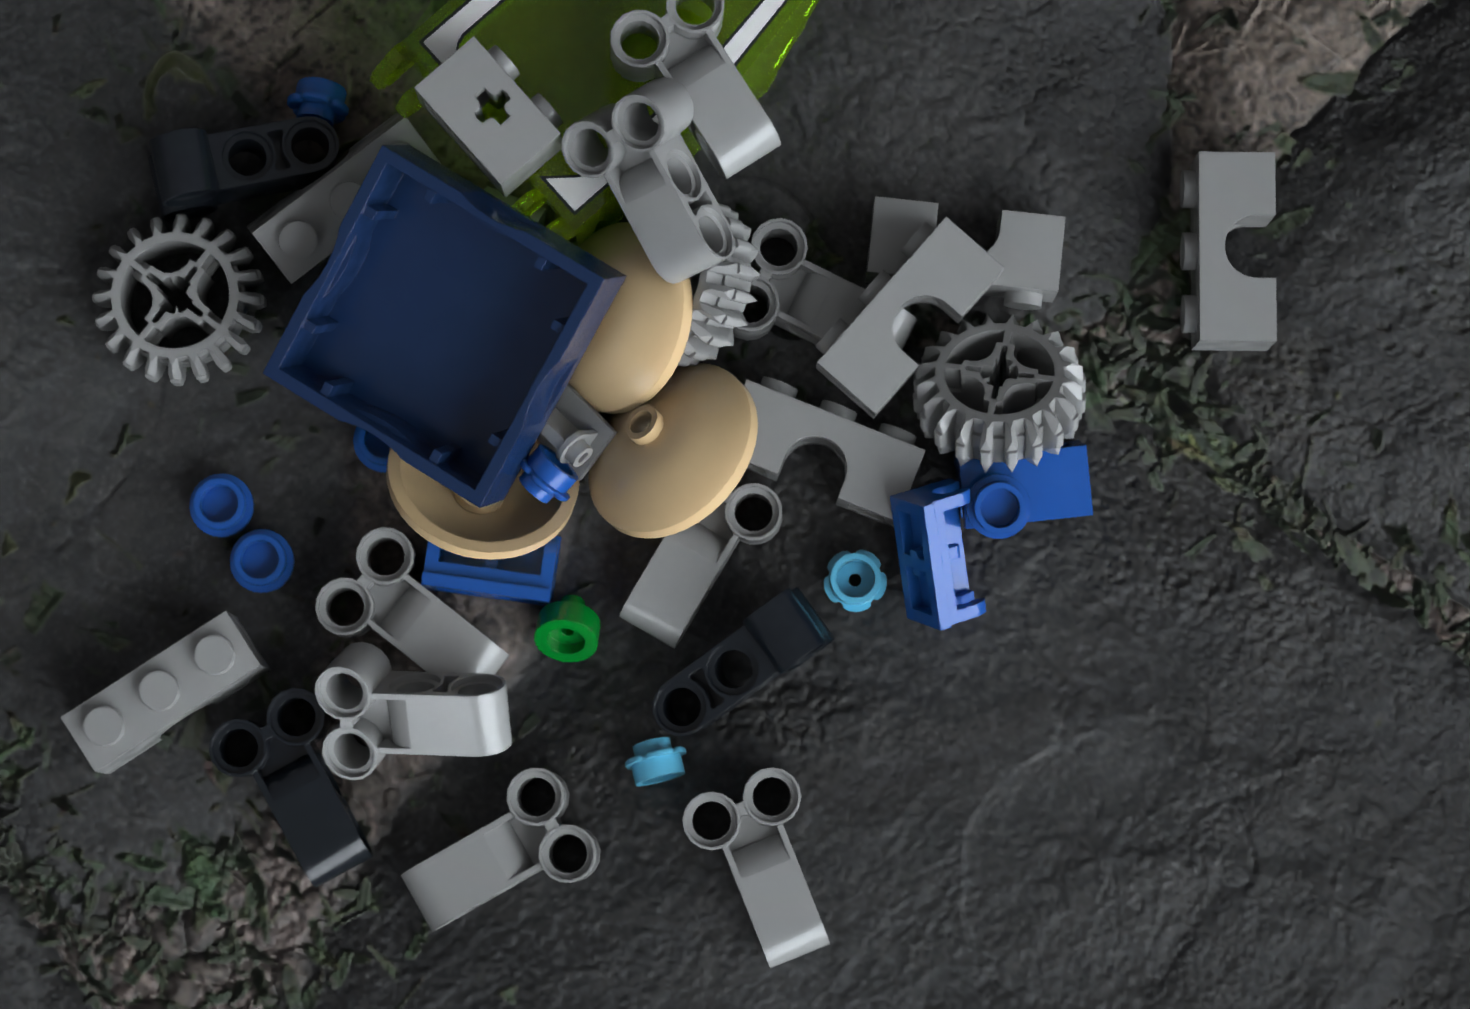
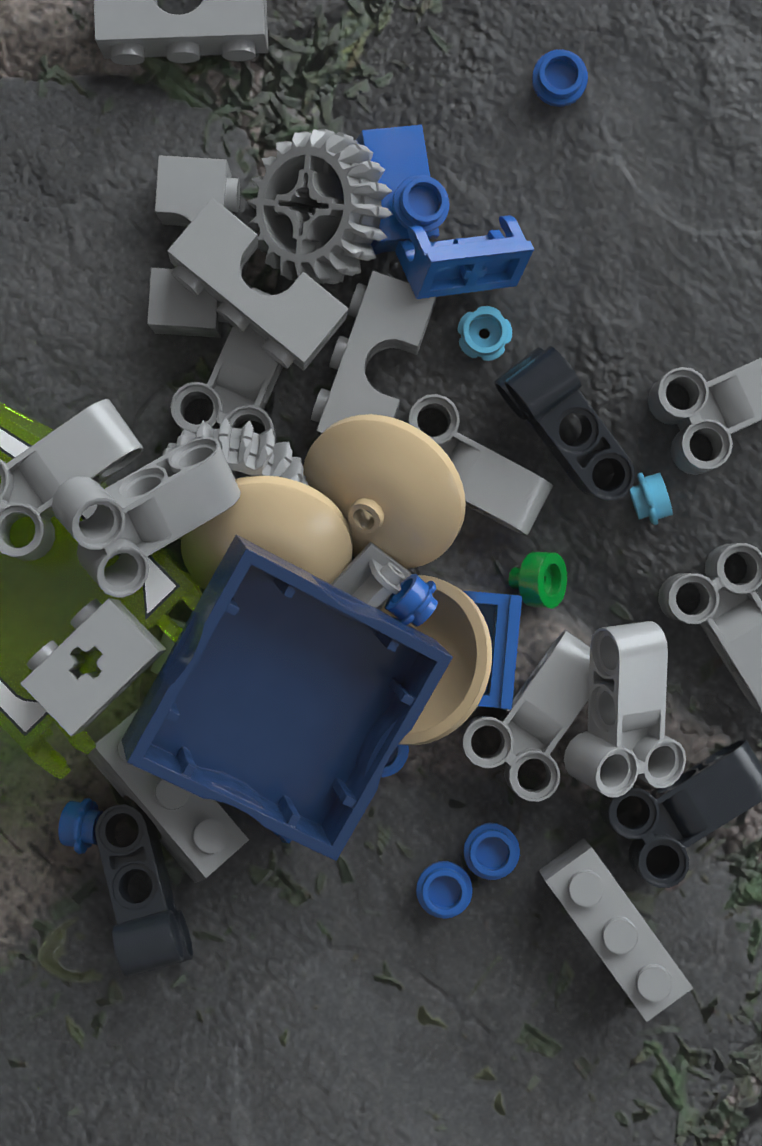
camera: 90 degrees left, 5 degrees up
(162, 323) = (237, 979): light grey gear -> none
(1148, 680) = (559, 78): none -> blue plate

